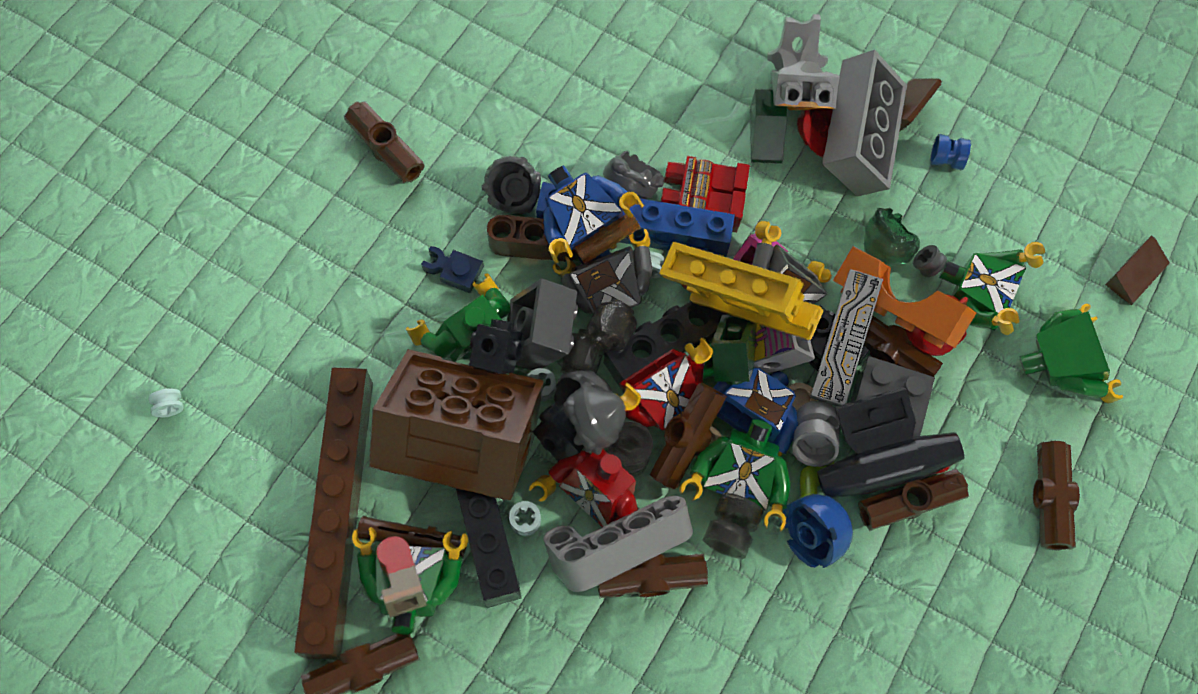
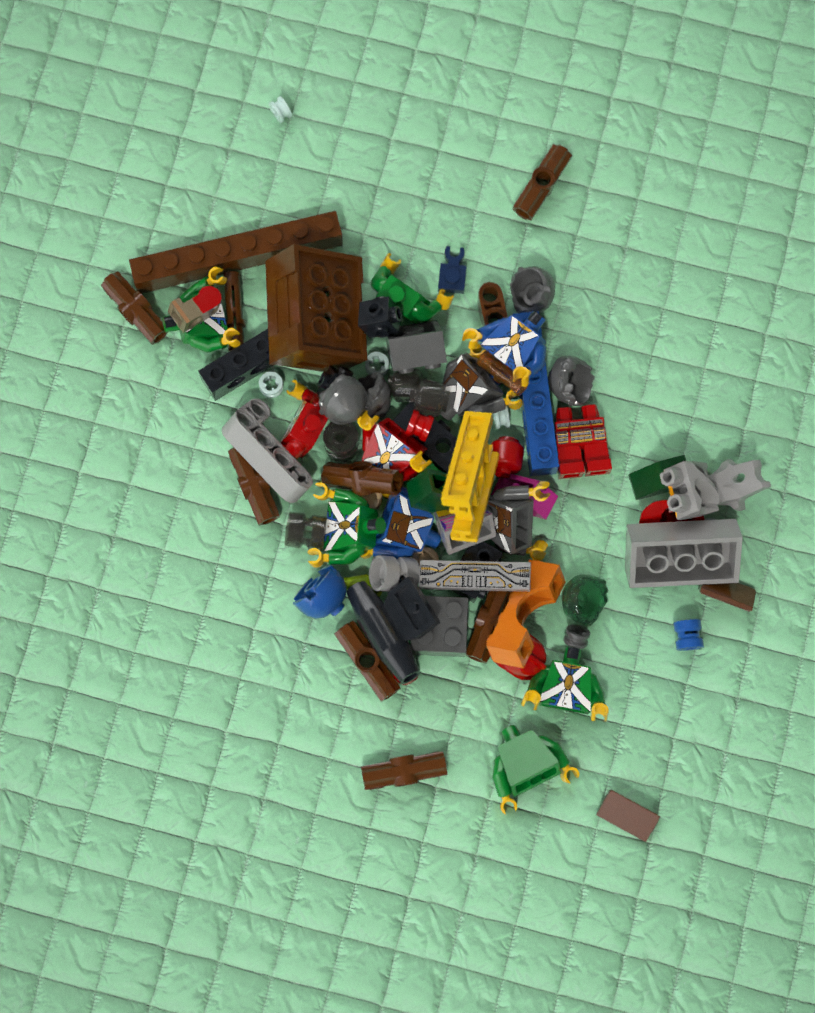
camera: 75 degrees right, 10 degrees up
(645, 345) = (419, 425): none -> red wheel

